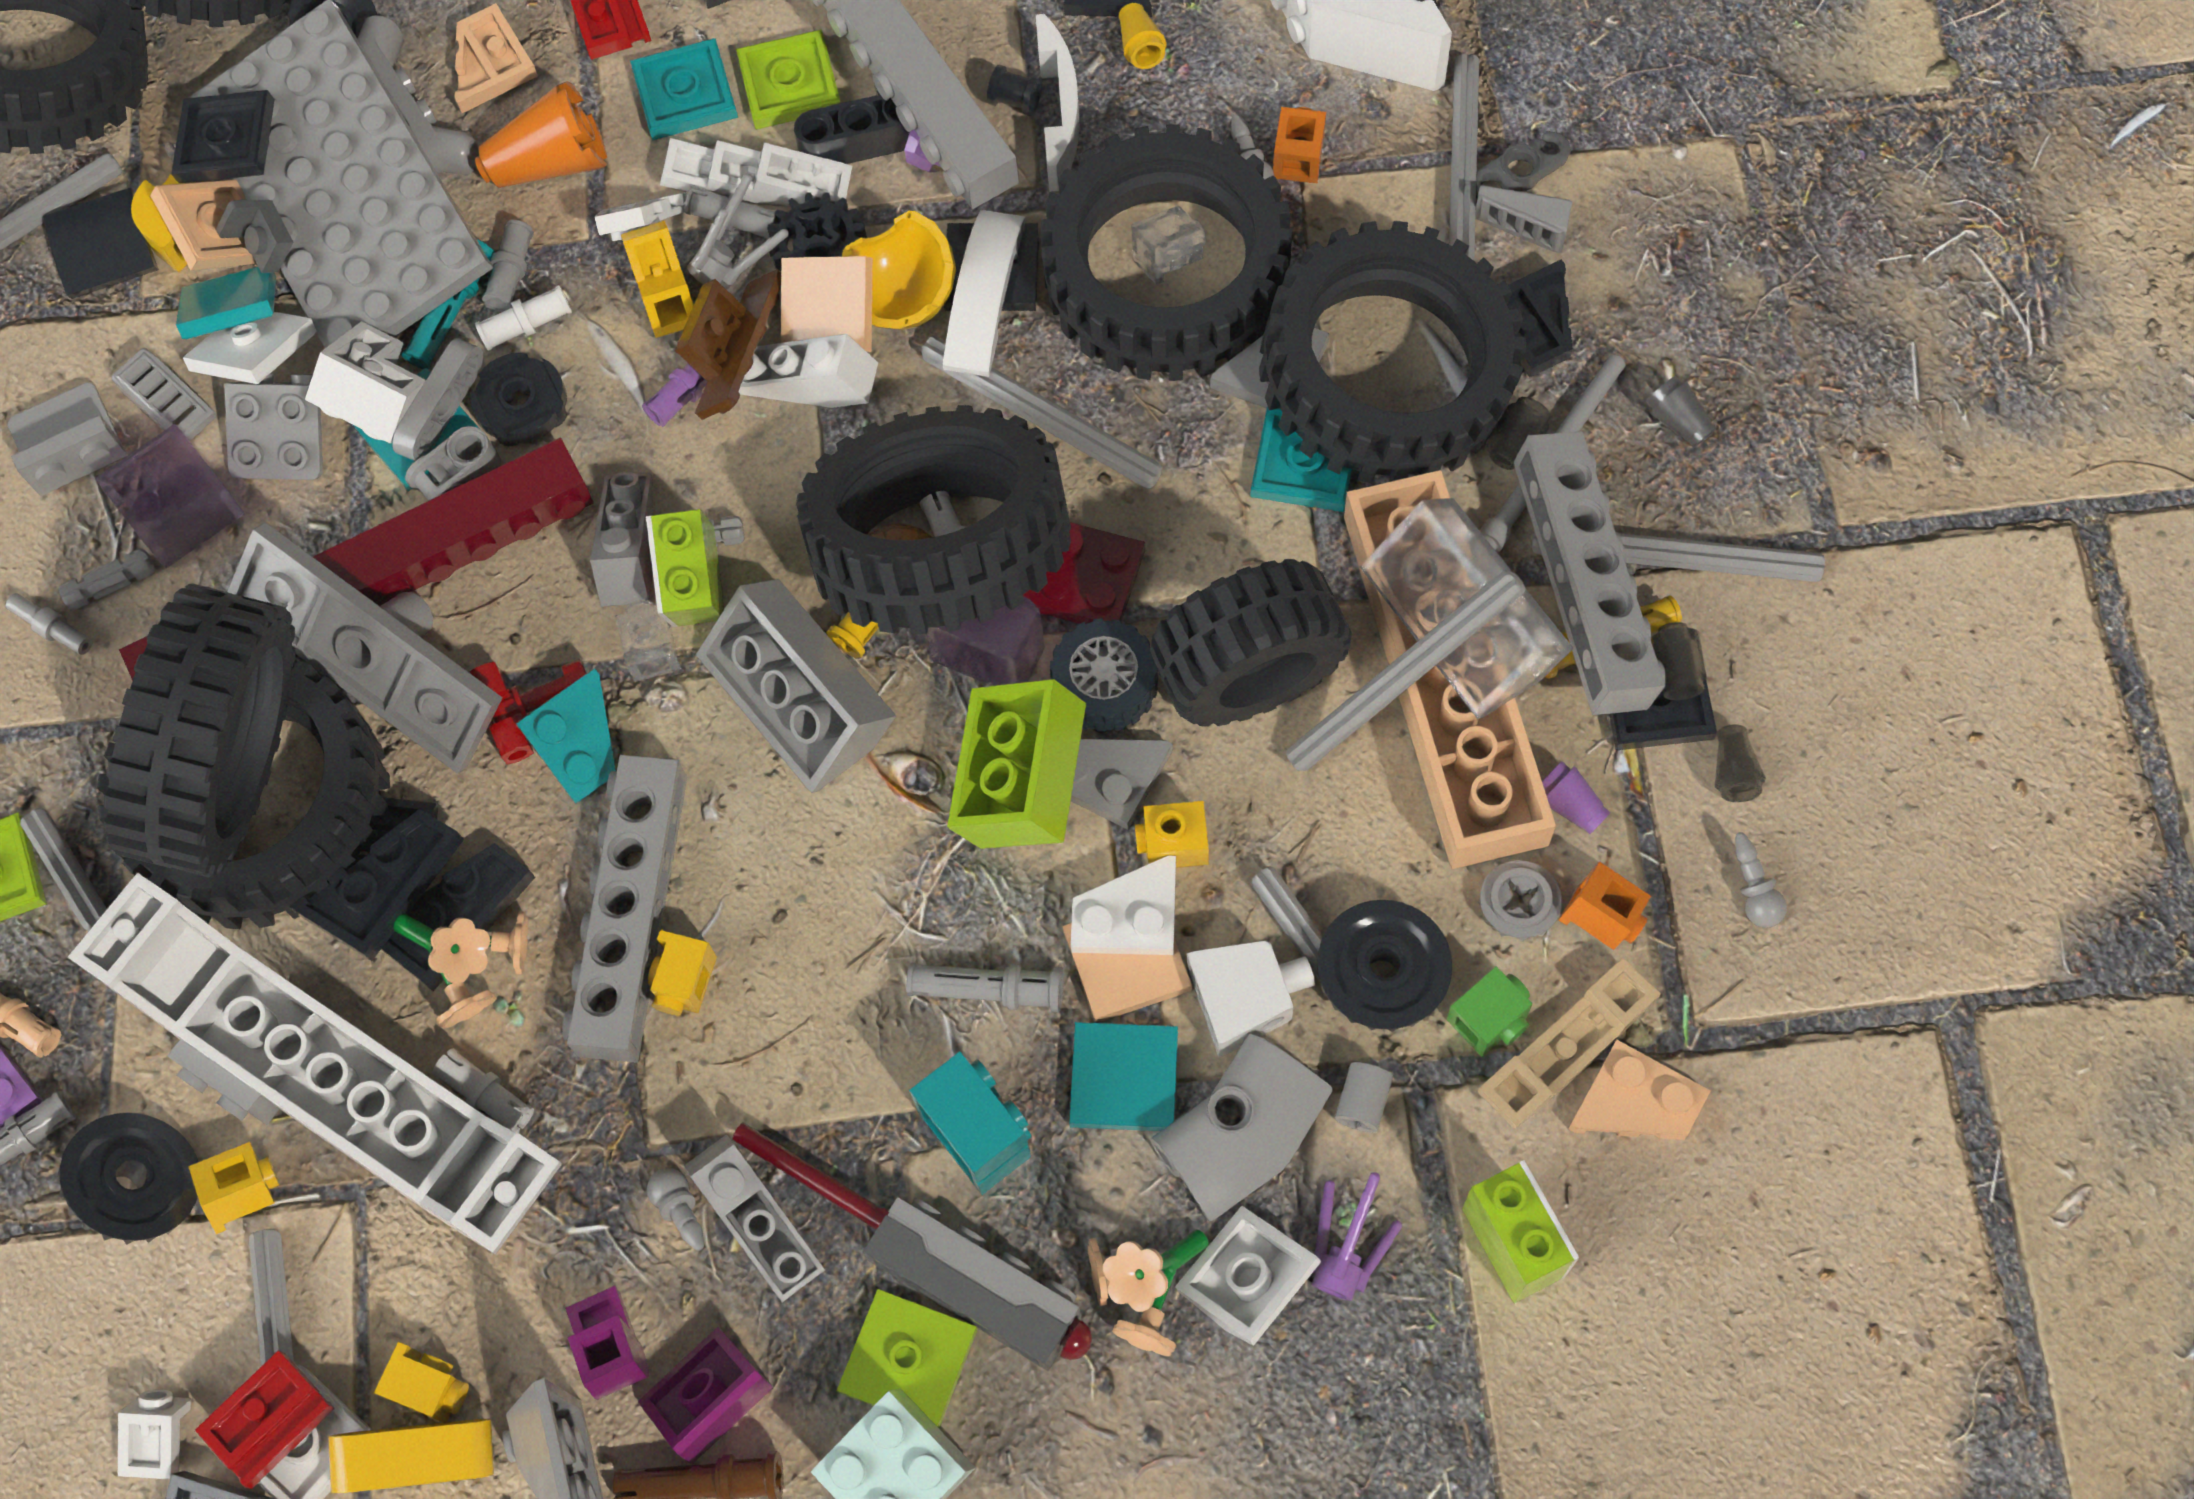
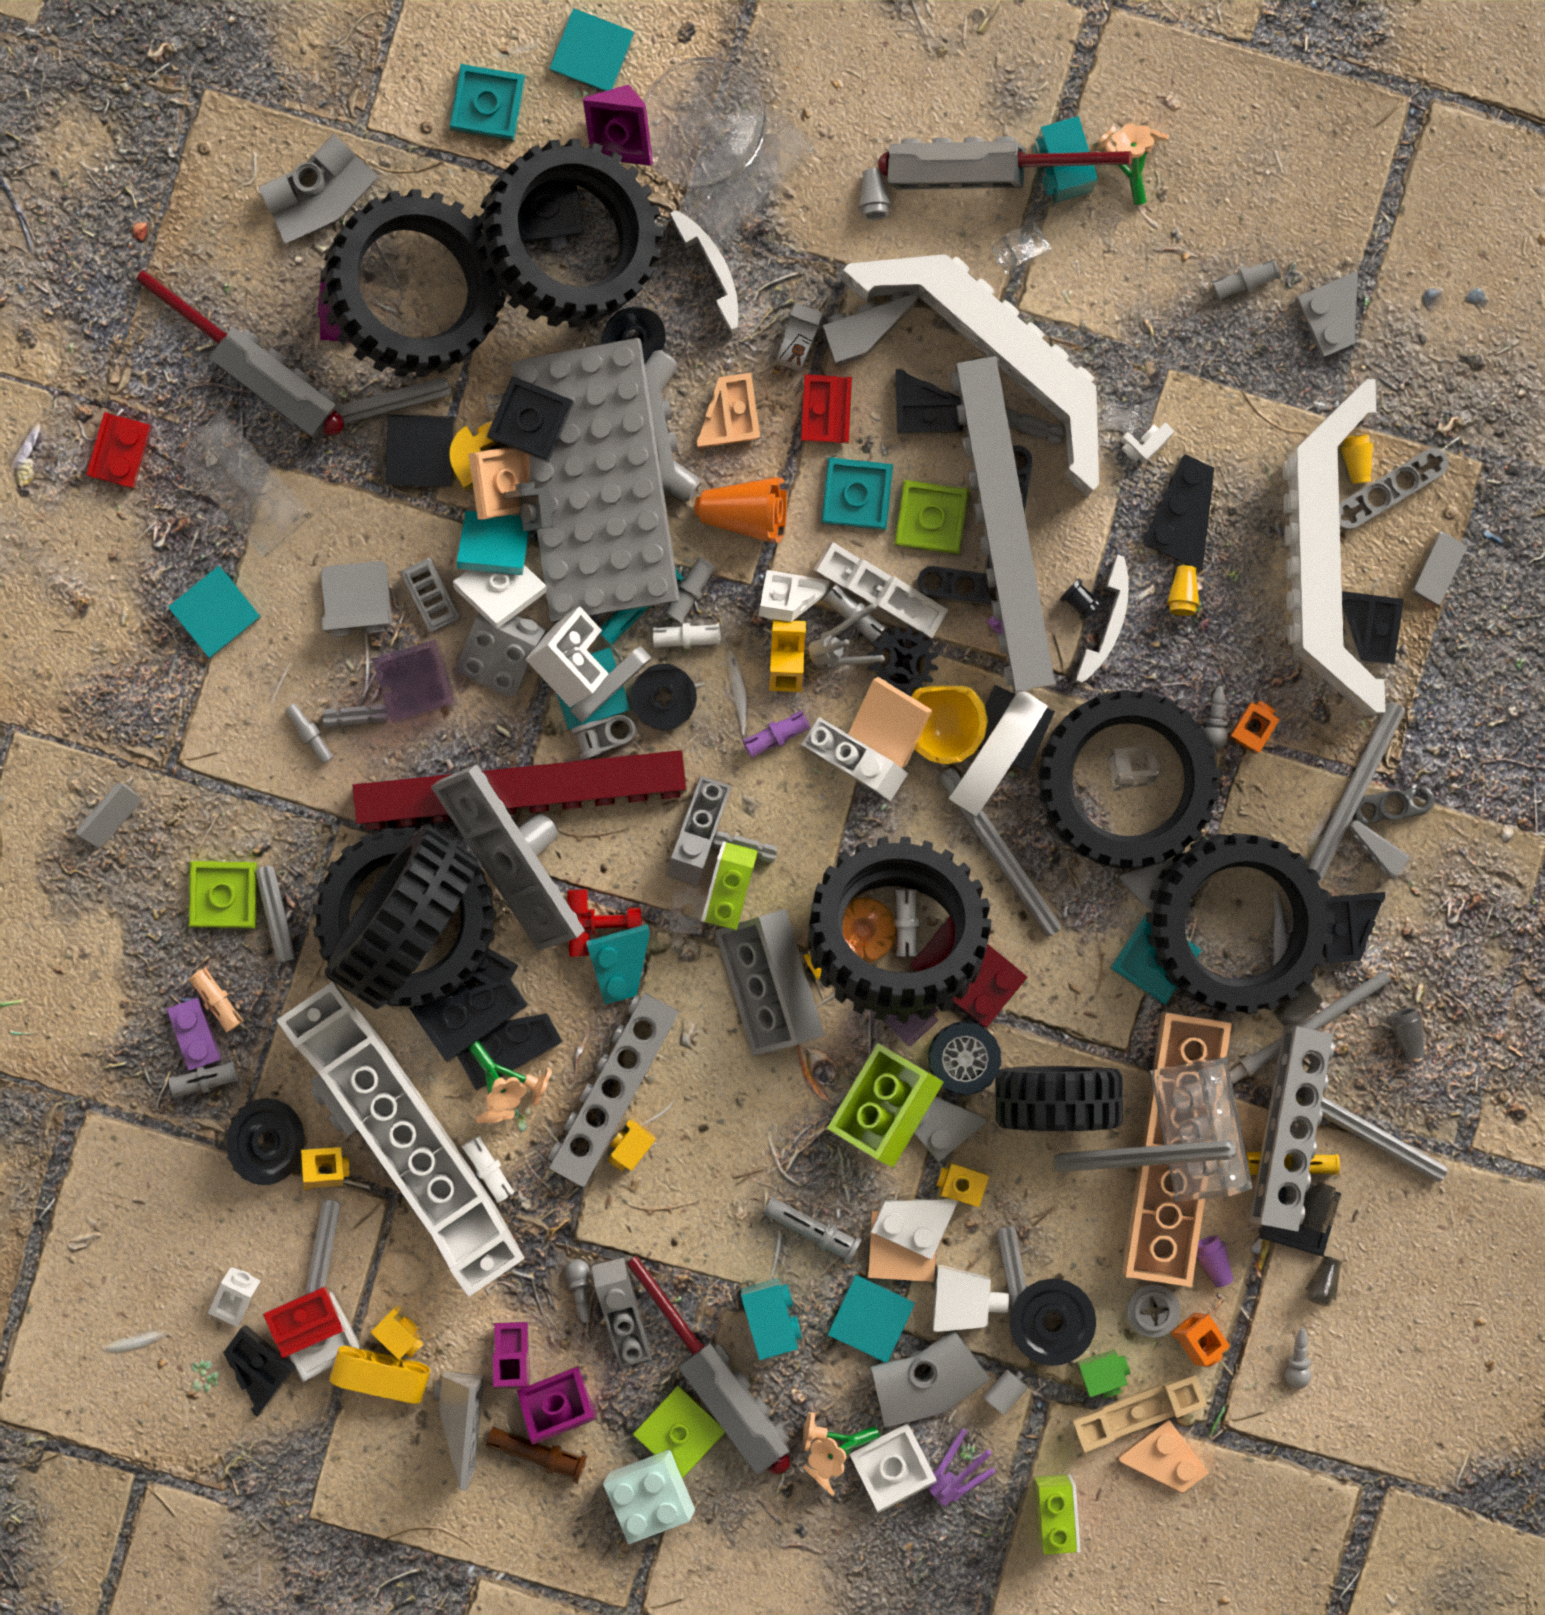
camera: 15 degrees right, 20 degrees up
(724, 336) = (816, 721): reddish brown bracket -> none

